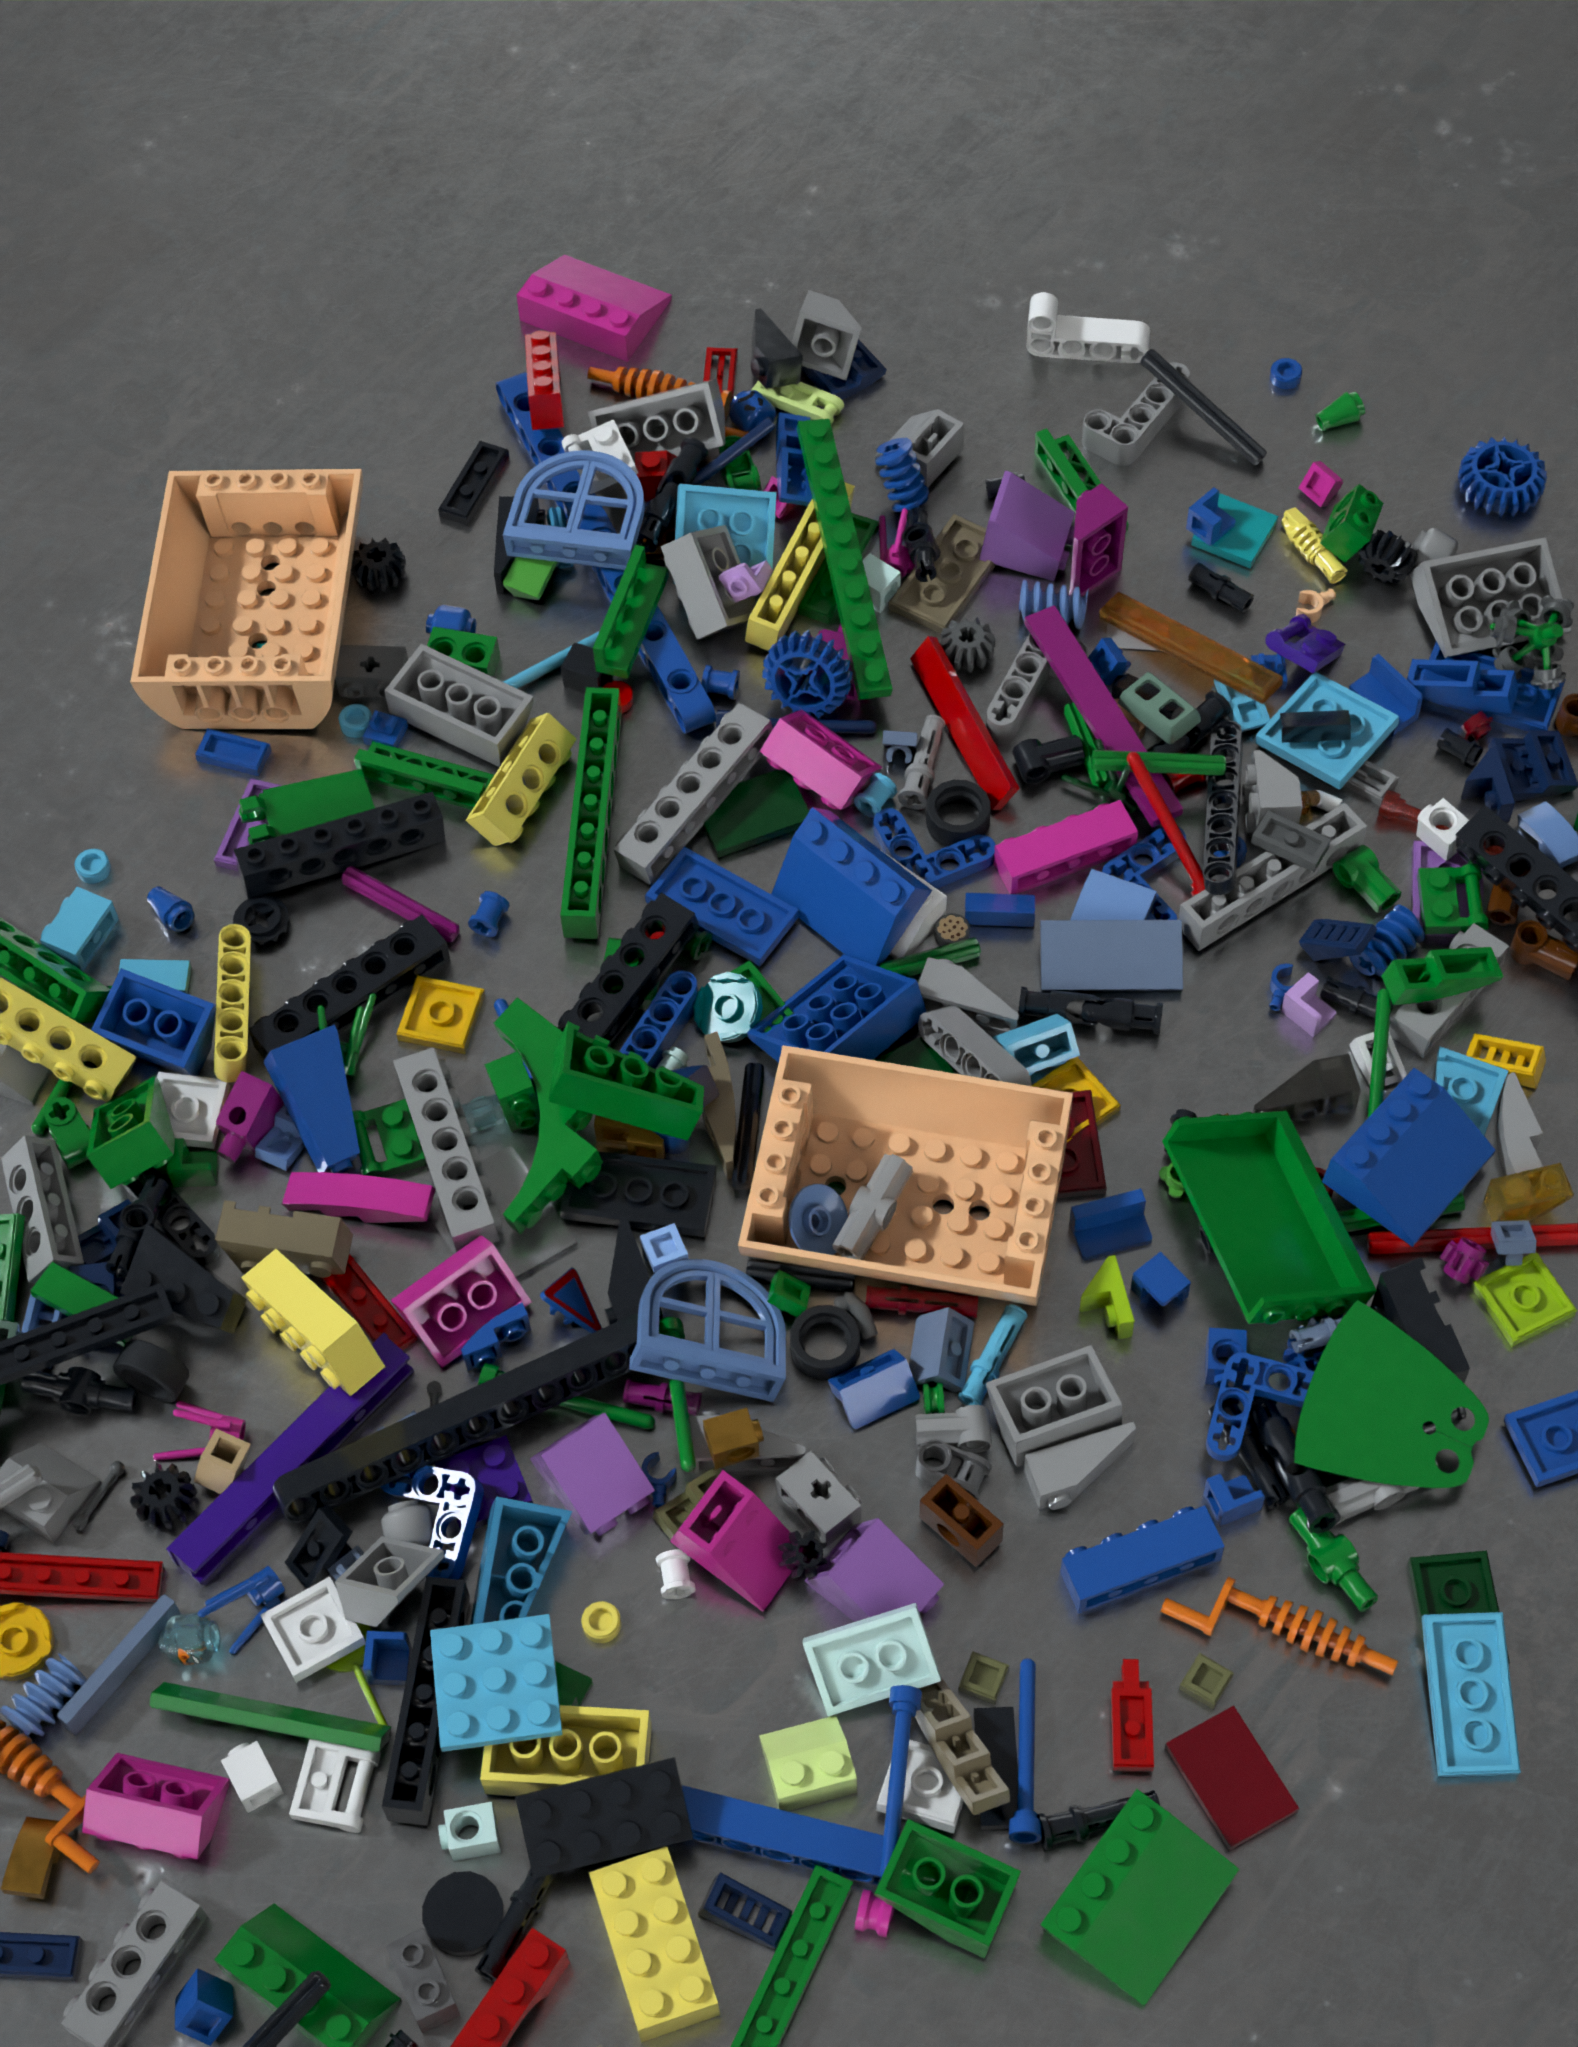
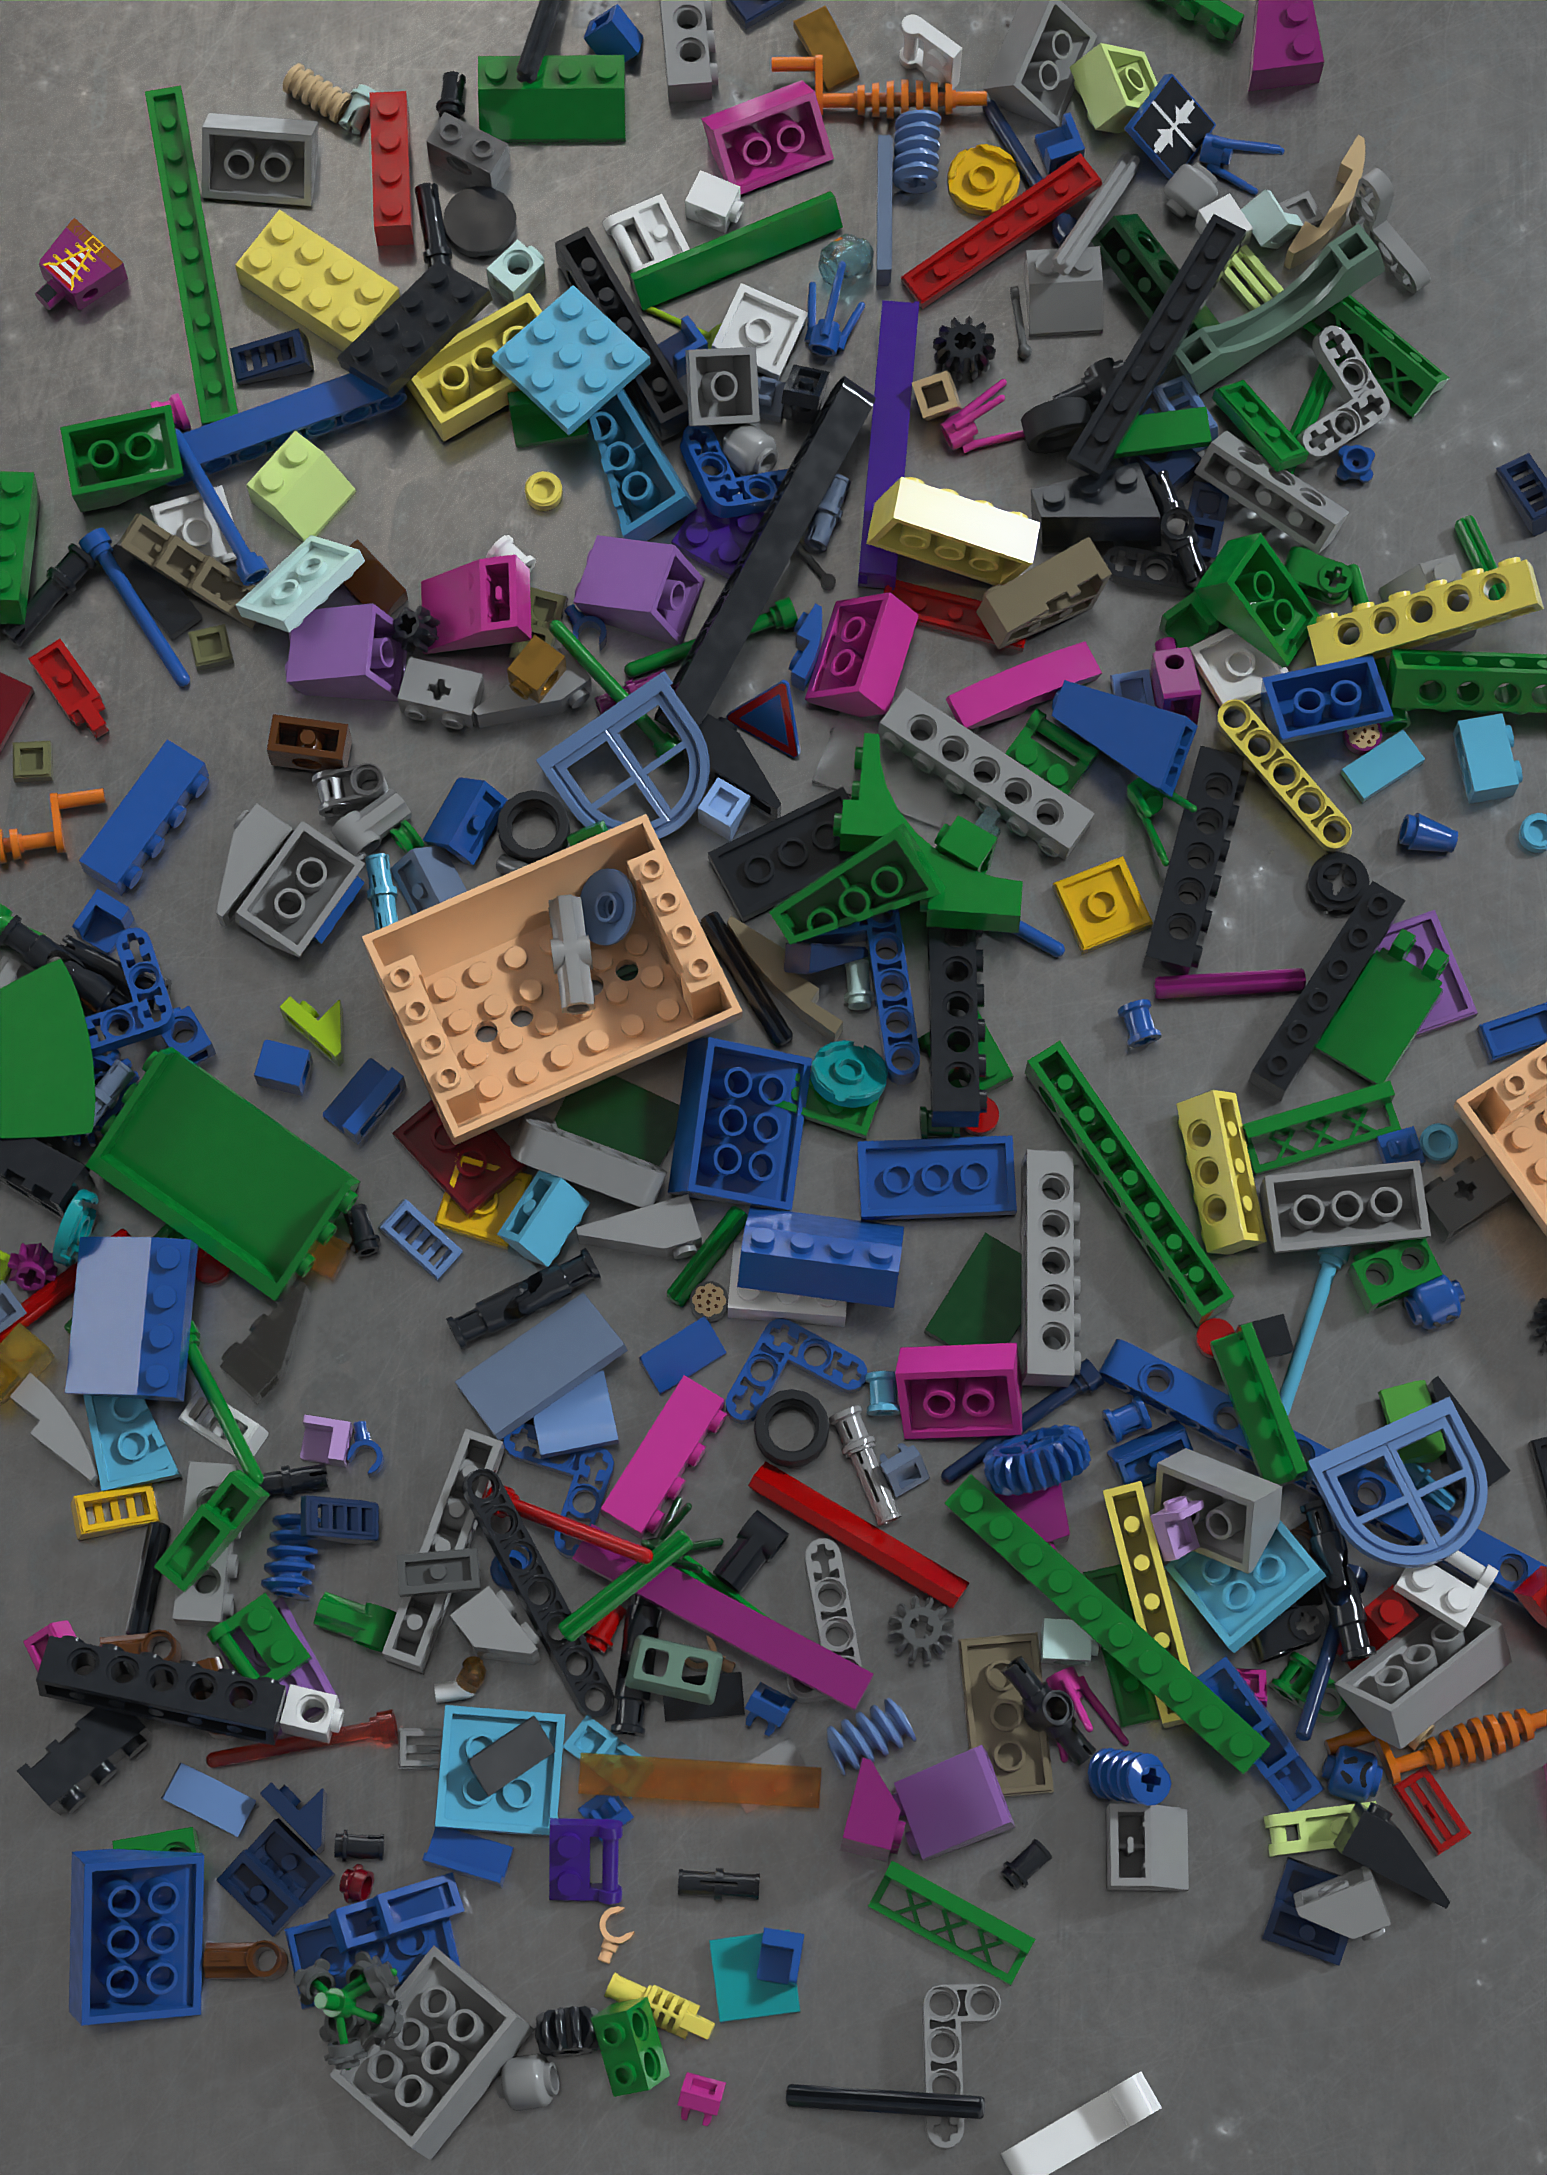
camera: 140 degrees right, 15 degrees up
(722, 657) = (1139, 1457): none -> blue slope
(803, 1620) = (375, 583): none -> reddish brown slope
(1144, 1124) = (398, 1239): none -> medium blue slope
(1424, 1244) = (76, 1223): none -> teal tile
(1508, 998) = (147, 1579): none -> black axle

